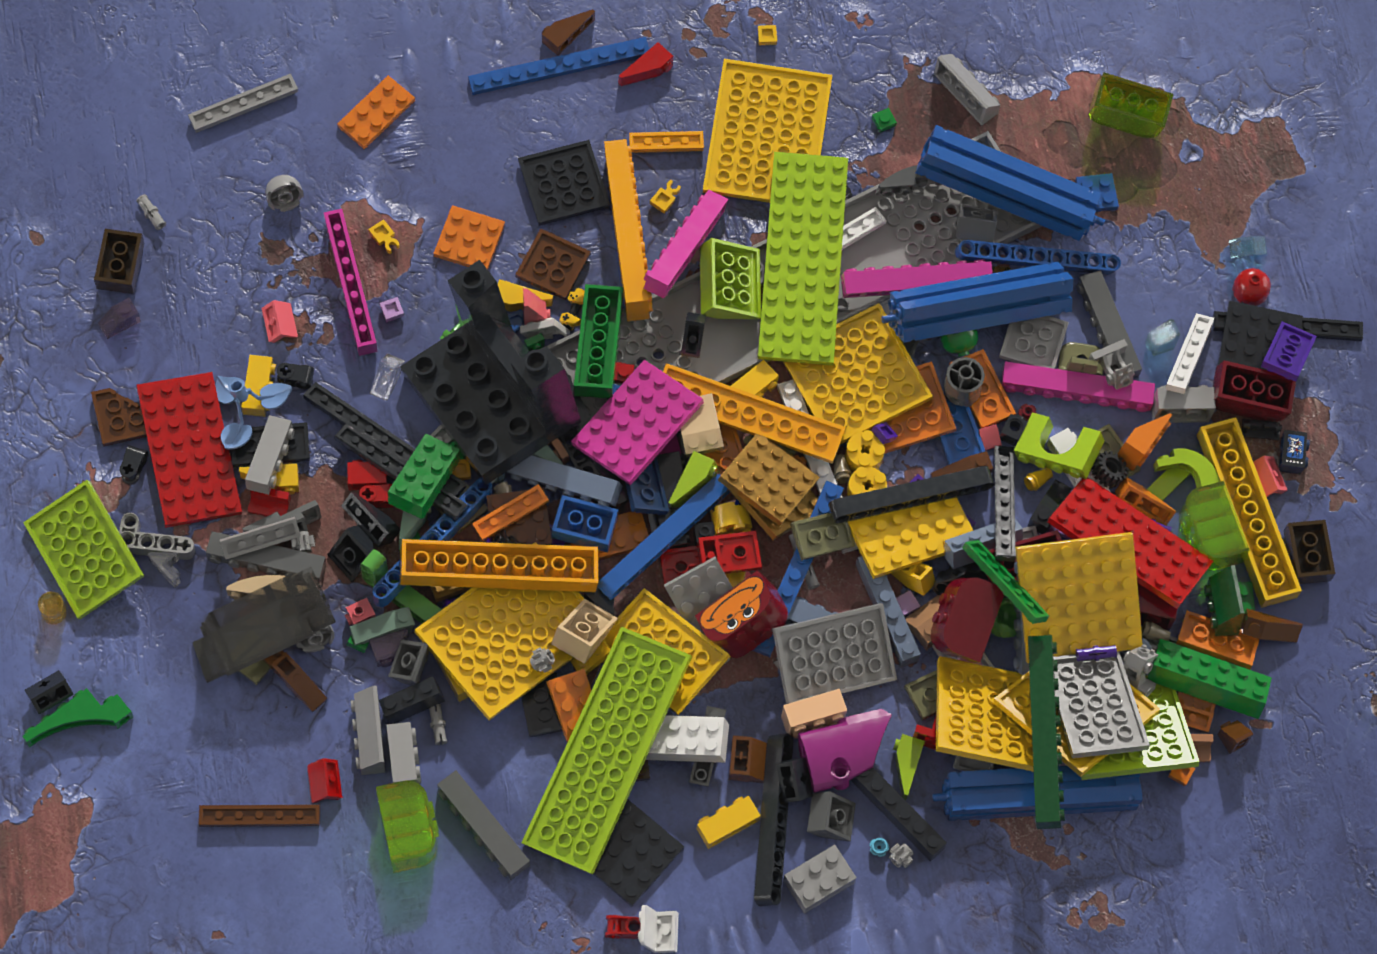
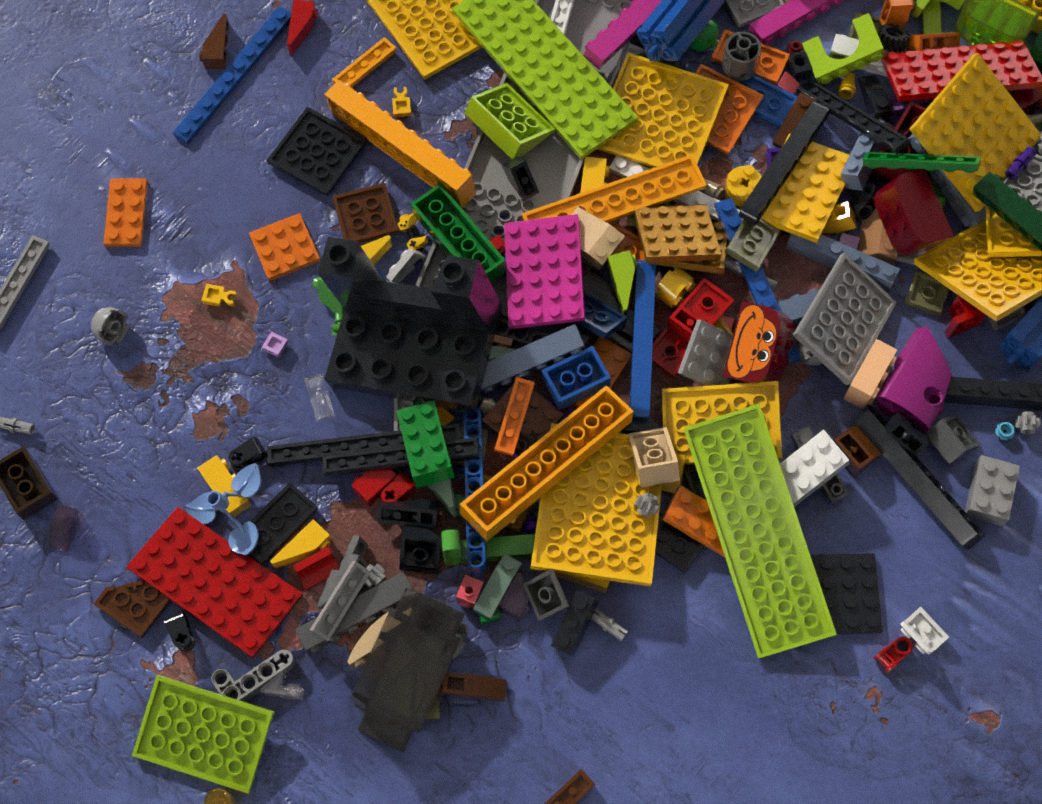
camera: 35 degrees left, 0 degrees up
(269, 455) = (286, 531): light grey brick -> none
(279, 321) = (194, 424): coral panel -> none
(324, 780) = (565, 746): red panel -> none
(350, 282) = (225, 349): dark pink brick -> none
(368, 731) = (565, 676): light grey slope -> none
(402, 753) = (611, 673): light grey brick -> none
(408, 824) = (665, 722): clear neon green brick -> none
(483, 825) = (718, 670): dark grey brick -> none
(534, 308) = (384, 256): coral slope -> none
(535, 342) = (408, 277): green plate -> none
(685, 244) = (454, 118): dark pink brick -> none
(703, 530) = (662, 314): black brick -> none
(728, 821) = (887, 507): yellow brick -> none
(870, 445) = (717, 162): yellow brick -> none
(884, 433) = (719, 138): dark purple plate -> none
(907, 756) = (963, 353): lime slope -> none

